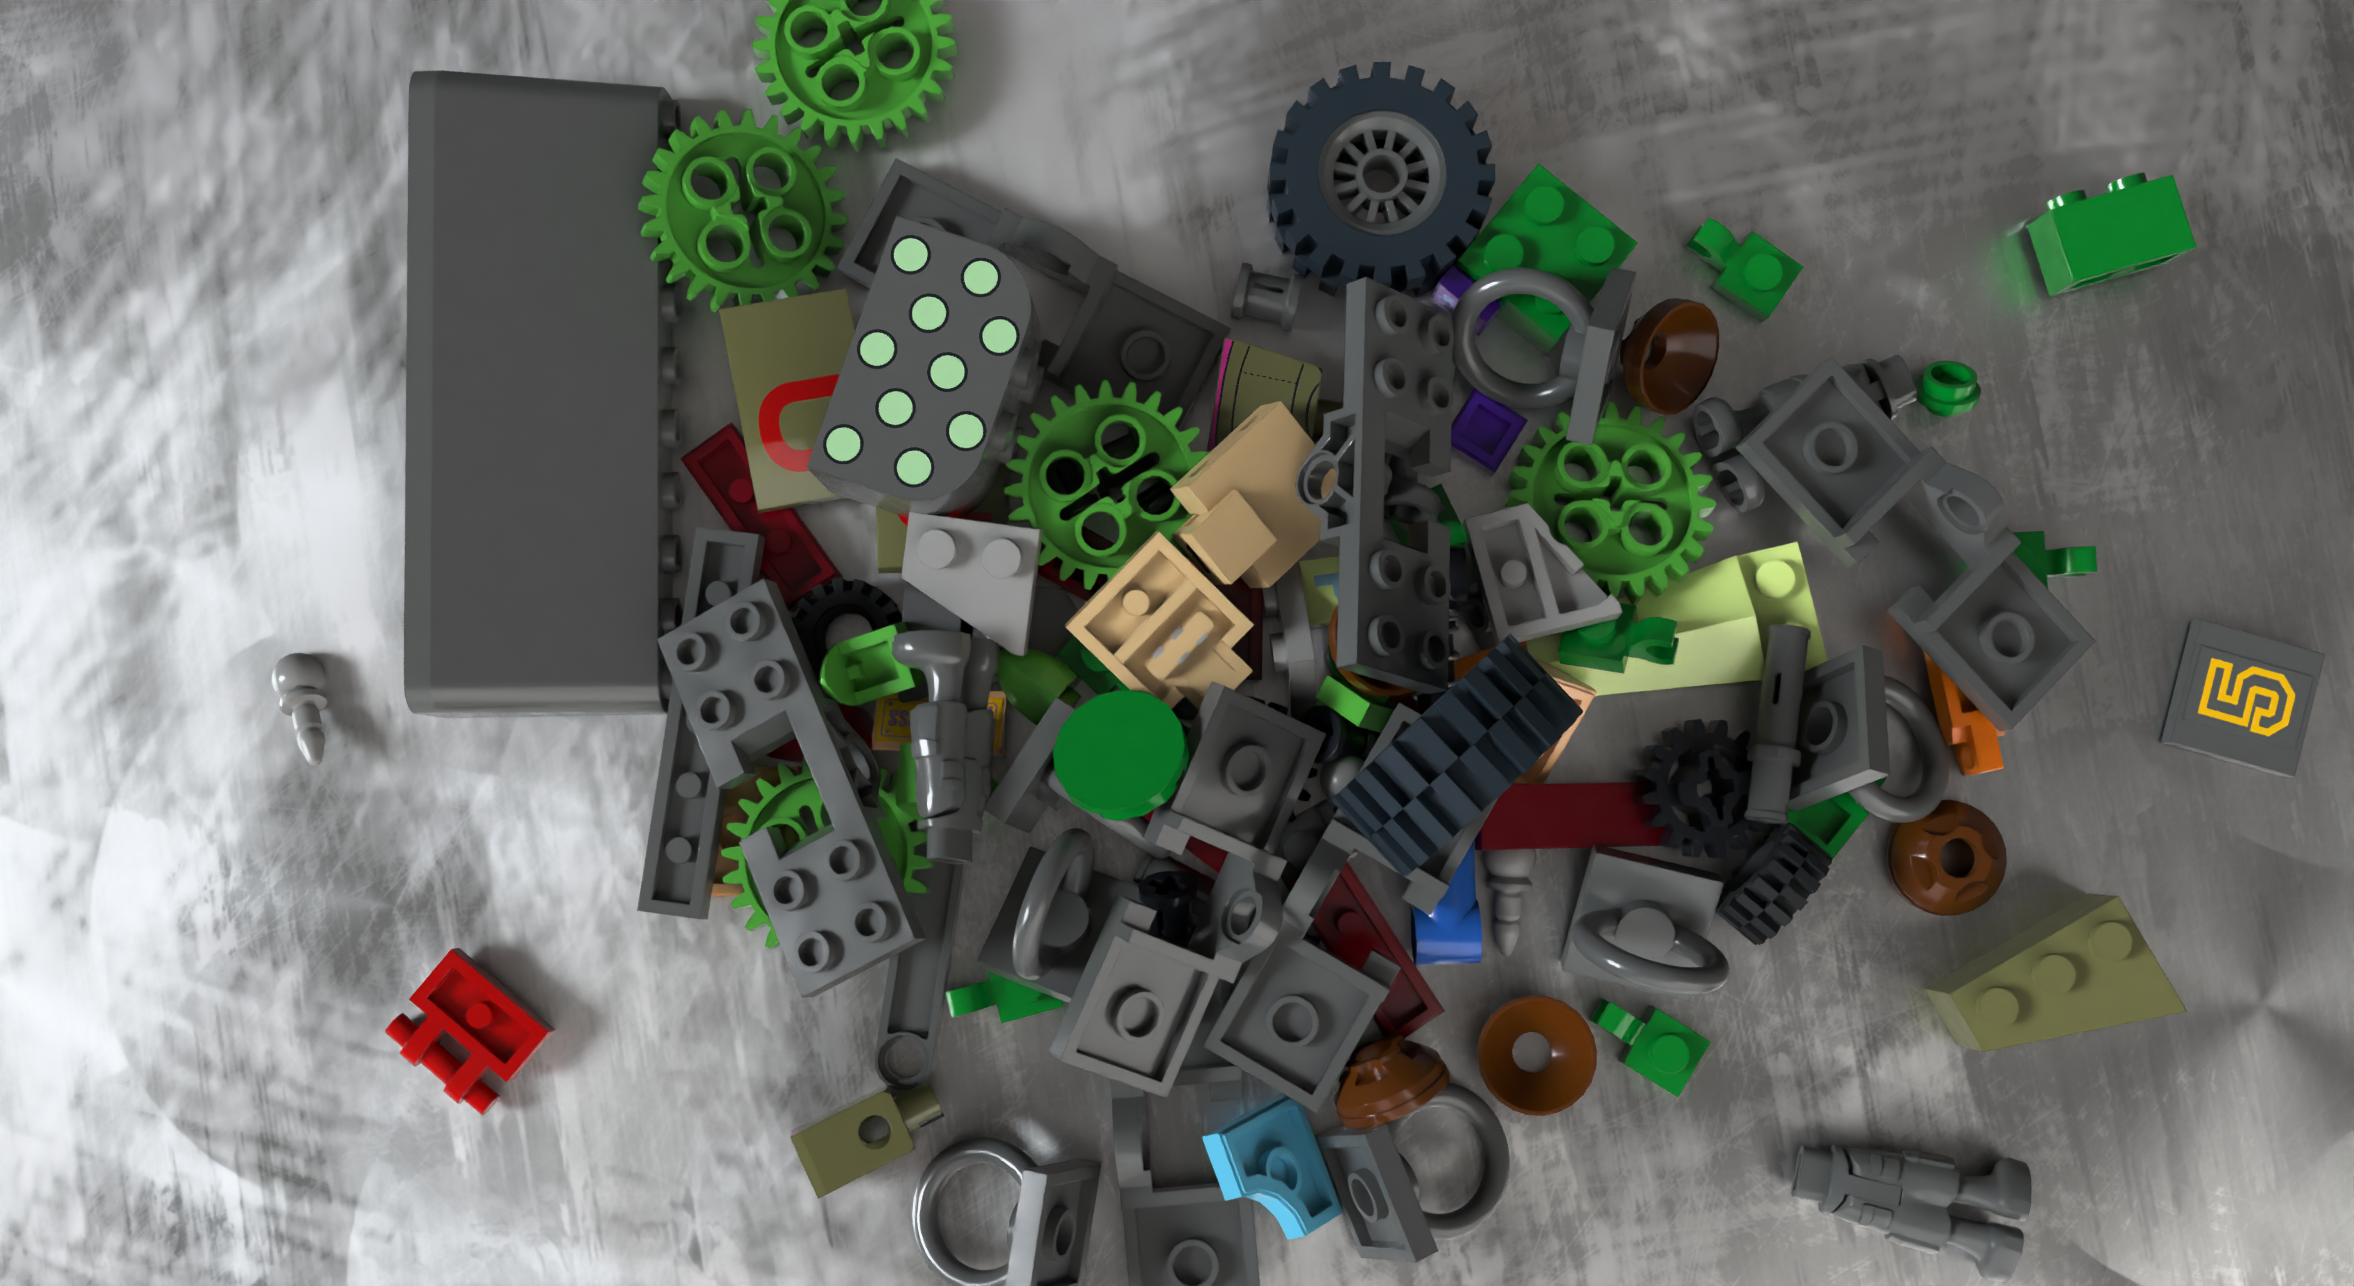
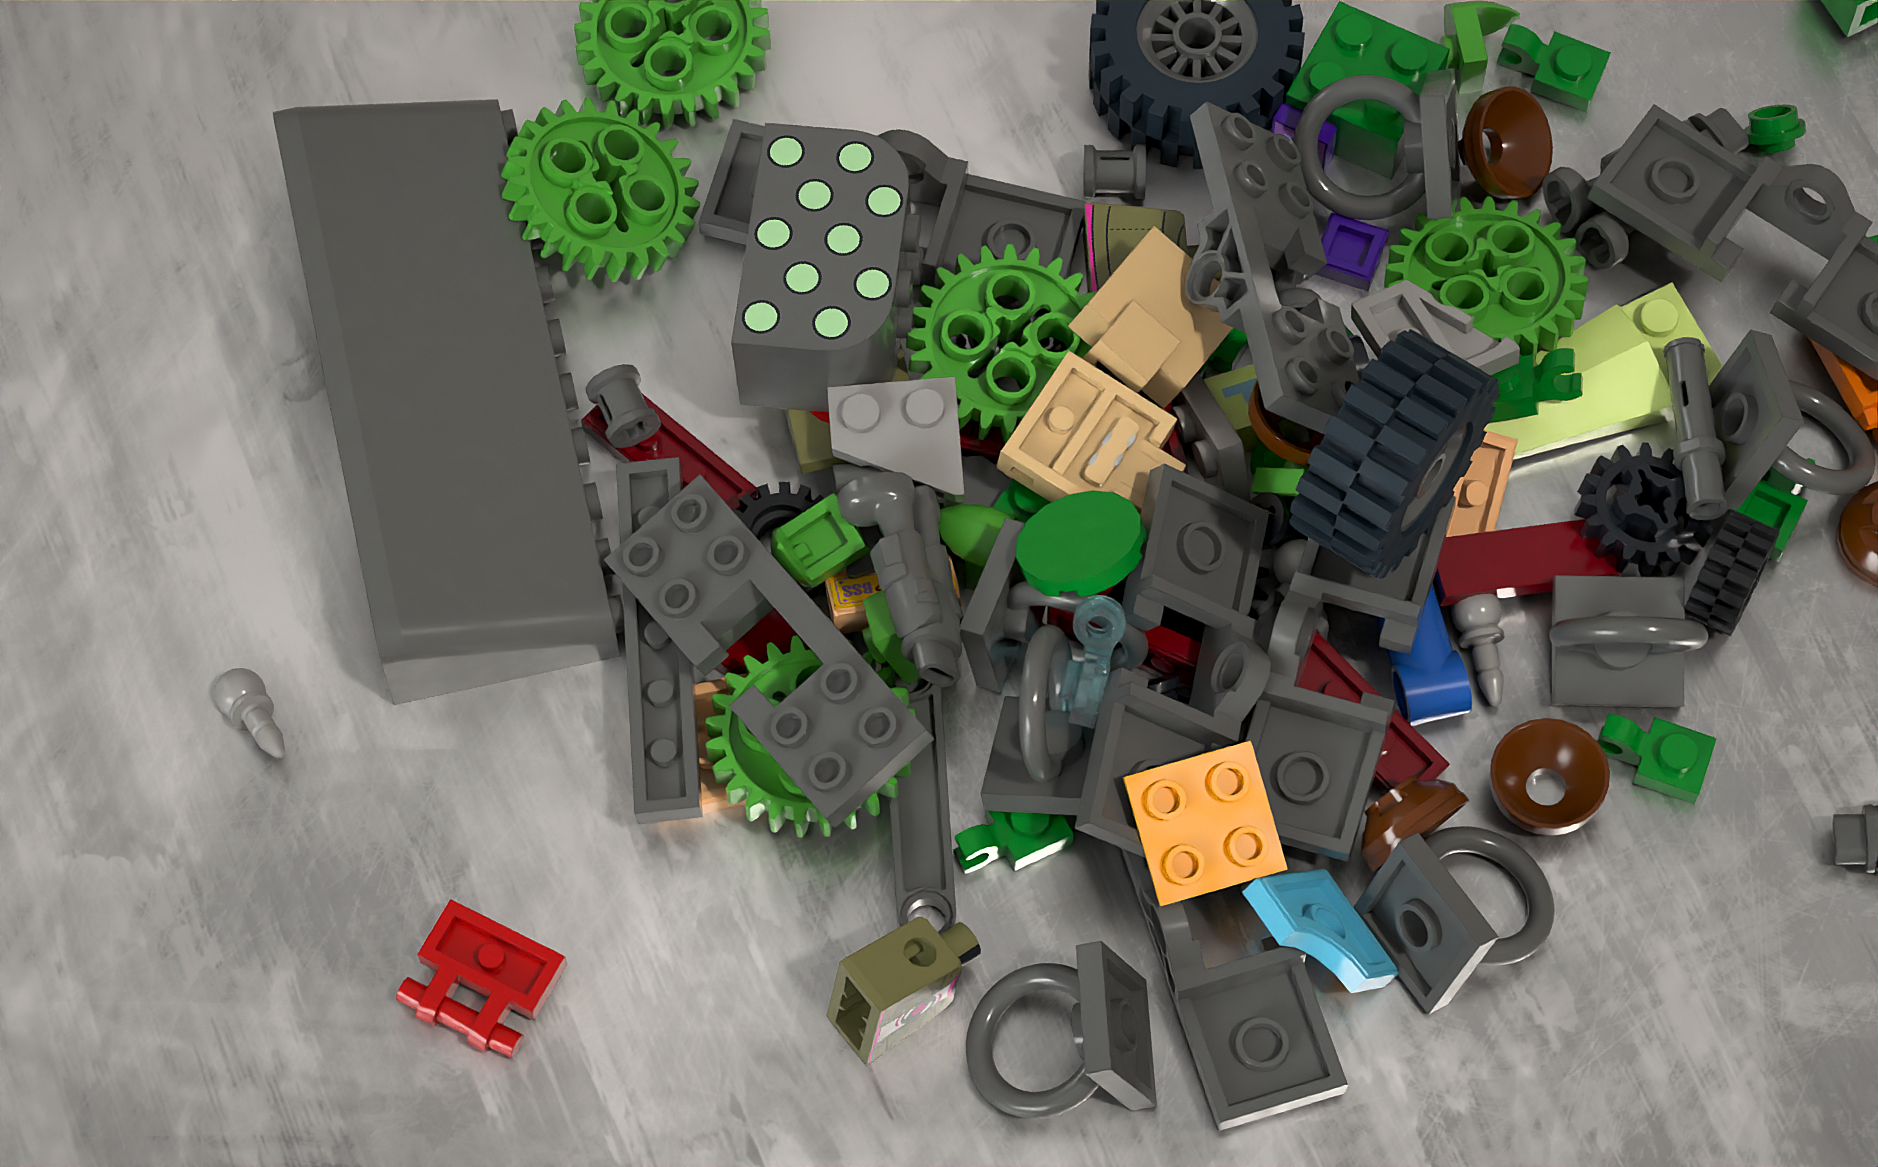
camera: 15 degrees left, 20 degrees down
(716, 463) = (623, 405): none -> dark grey bush
(783, 377) = (677, 330): olive slope -> none
(1096, 889) = (1086, 680): none -> clear light blue plate
(1179, 1068) = (1205, 823): none -> light orange hinge
(1657, 221) = (1464, 31): none -> bright green plate

